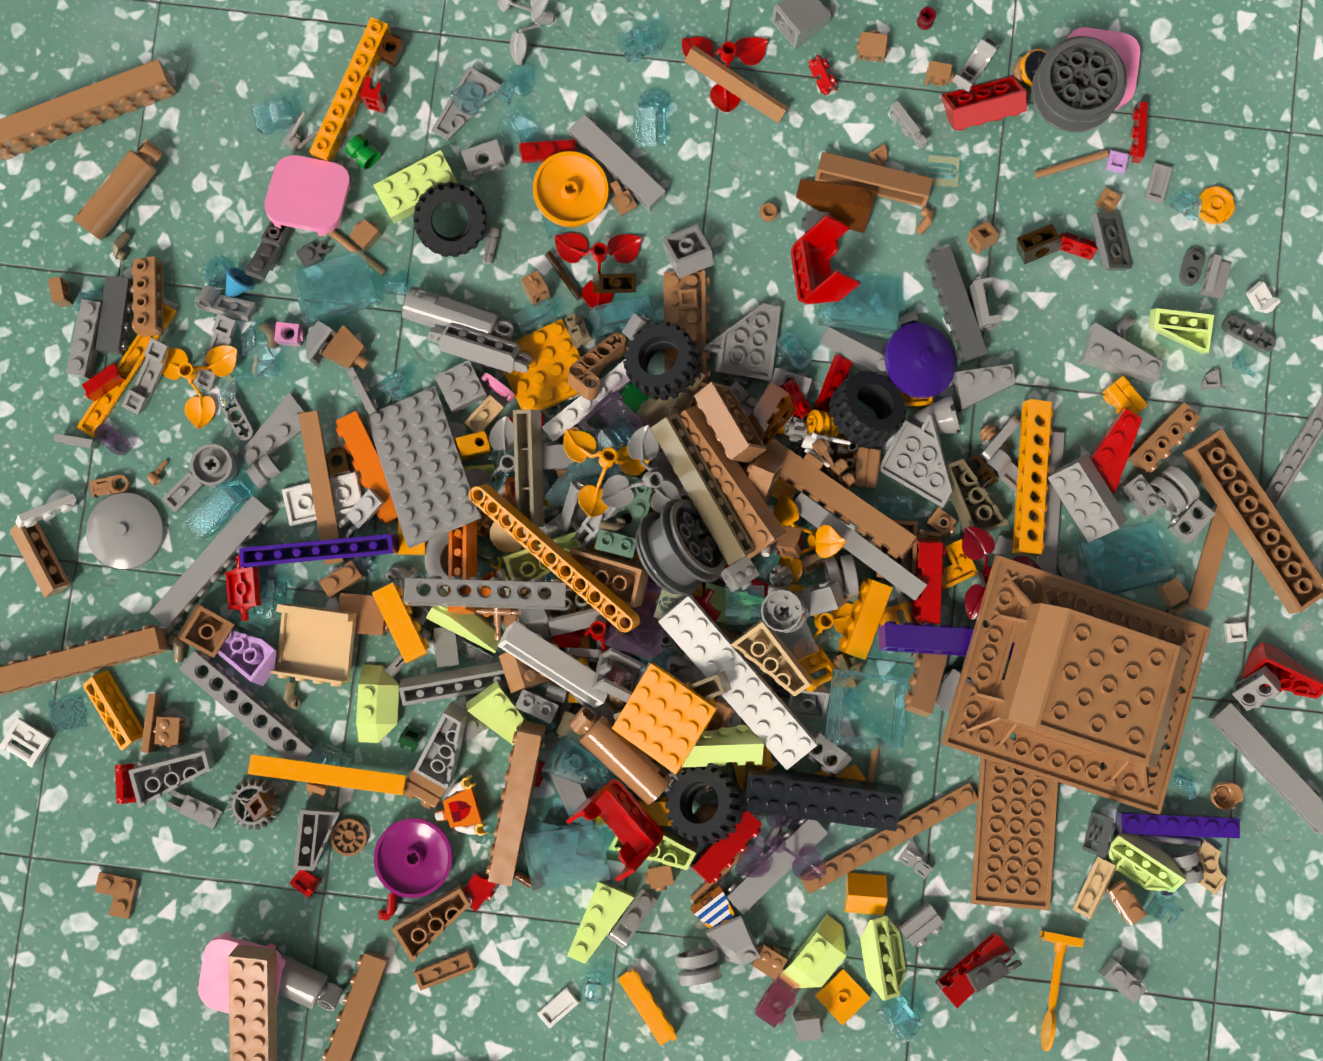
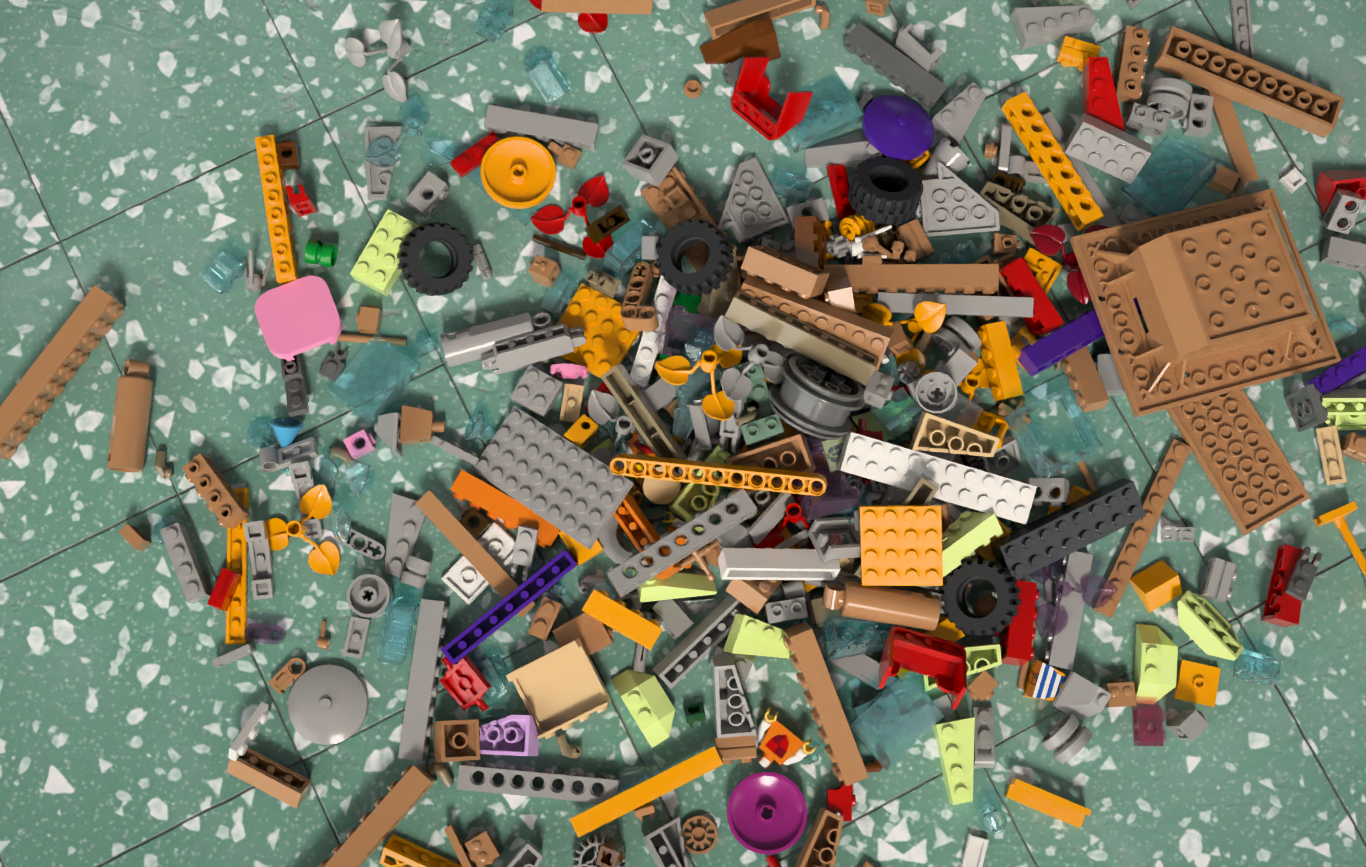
camera: 40 degrees left, 5 degrees down
(115, 316) = (197, 527): dark grey brick -> none
(800, 403) = (830, 223): red hinge -> none

